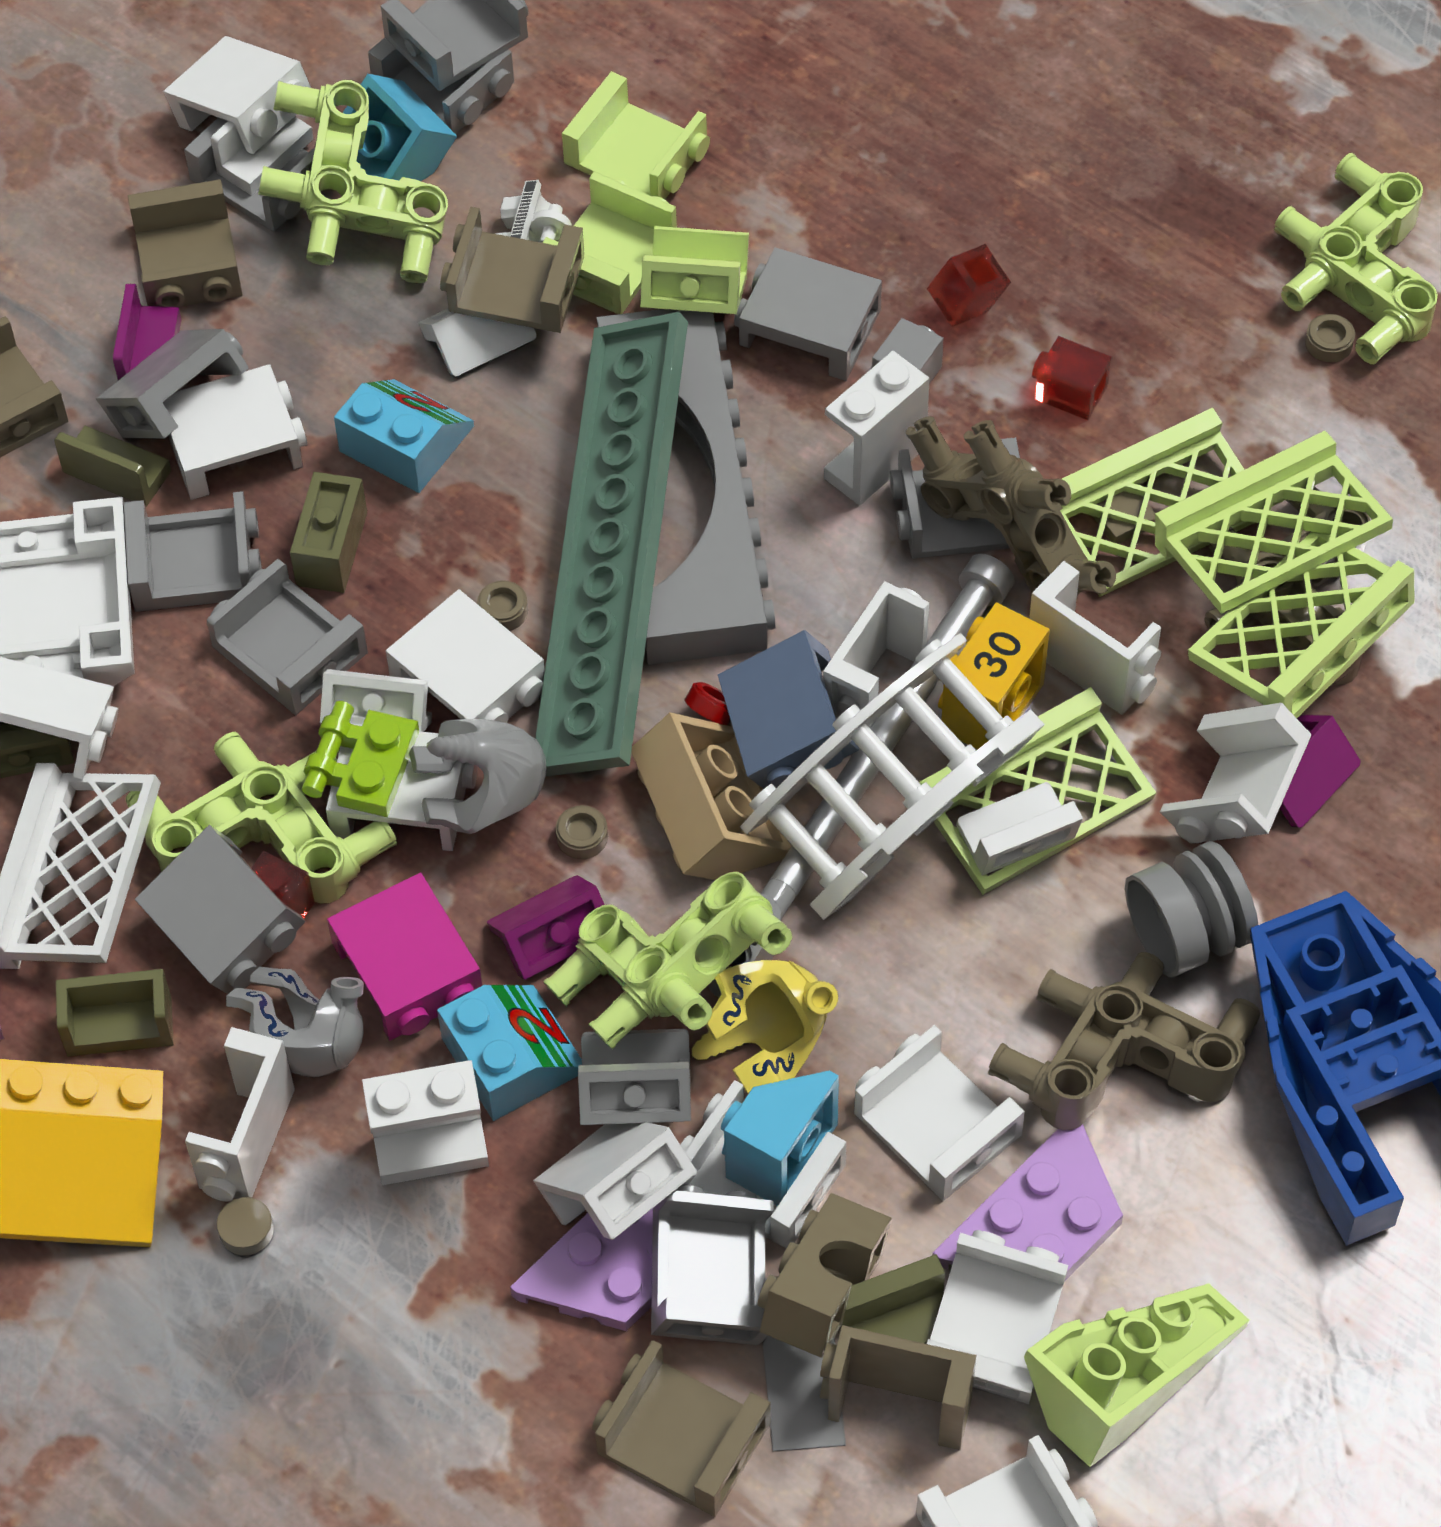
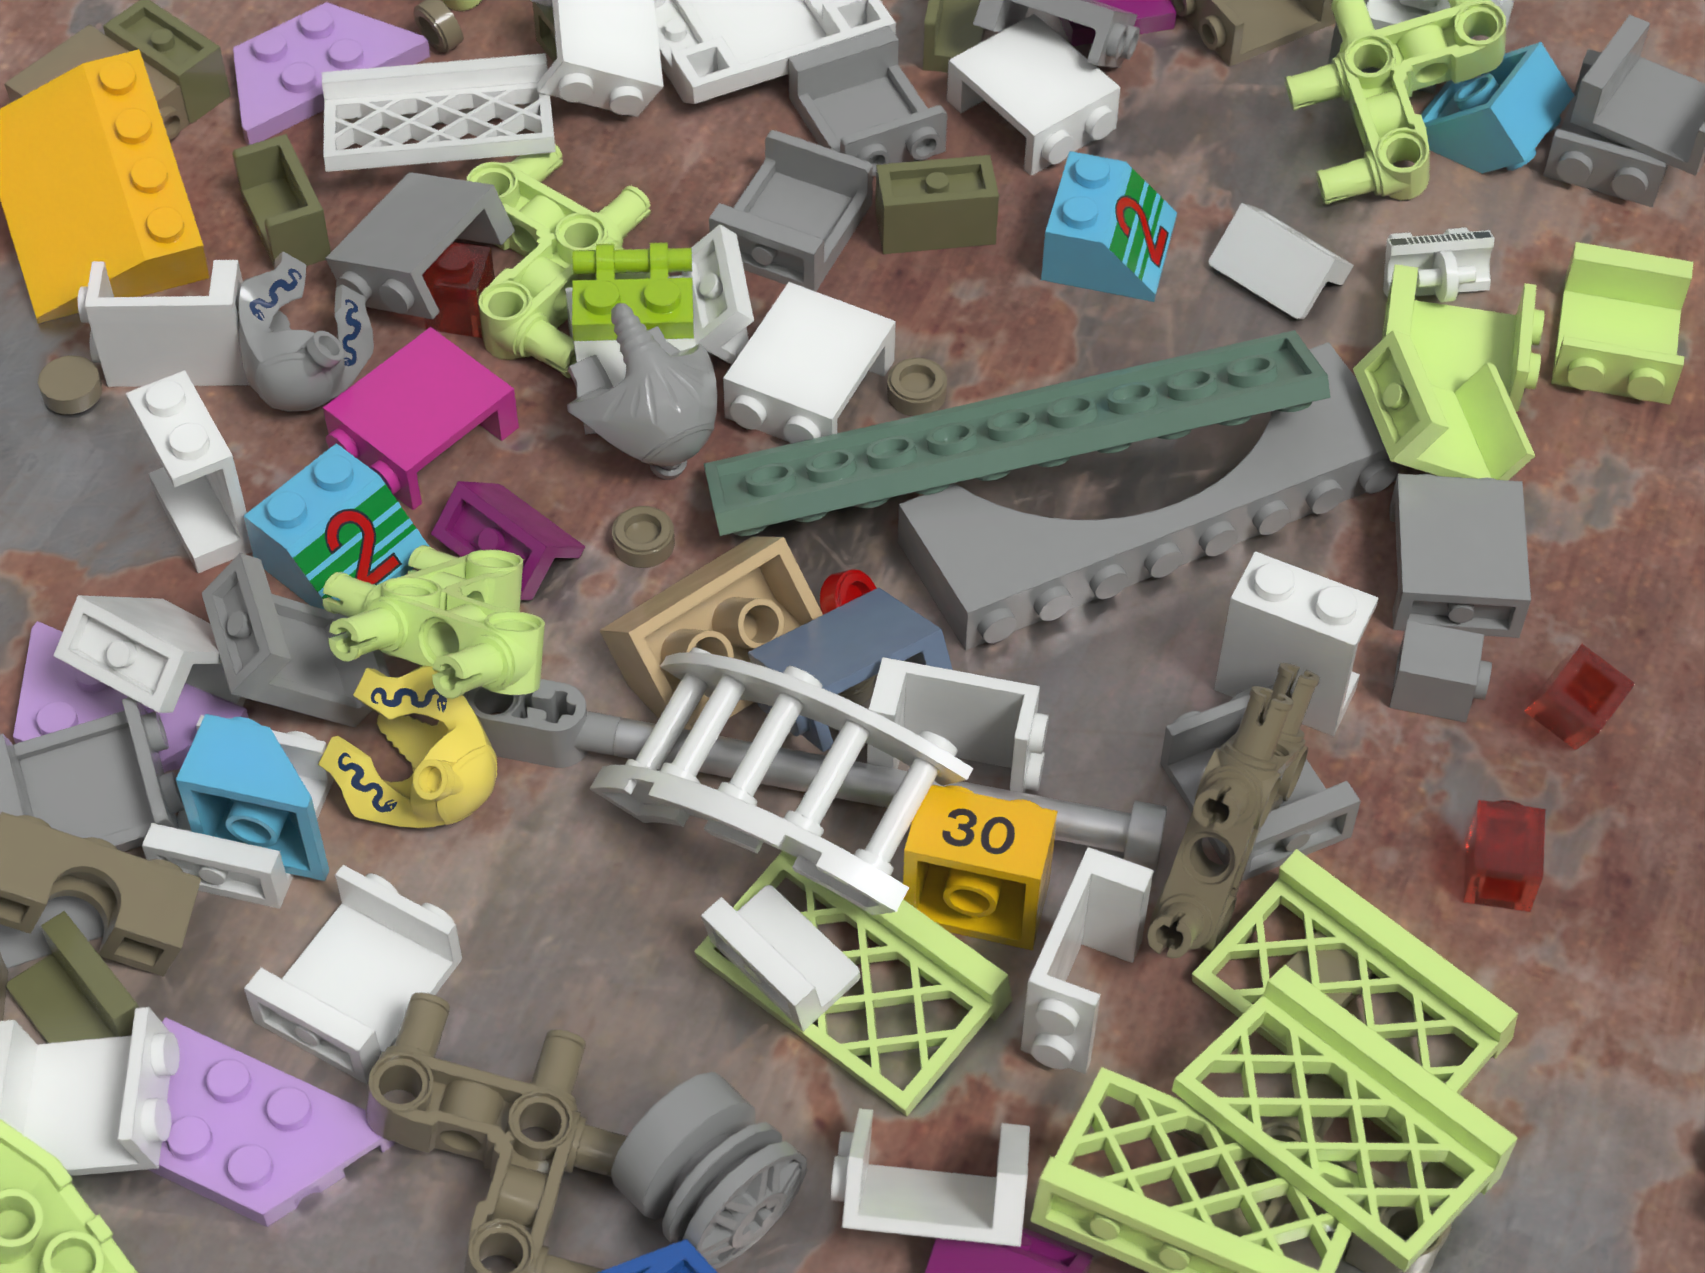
camera: 70 degrees right, 5 degrees down
(512, 276) = (1338, 241): dark tan panel -> none

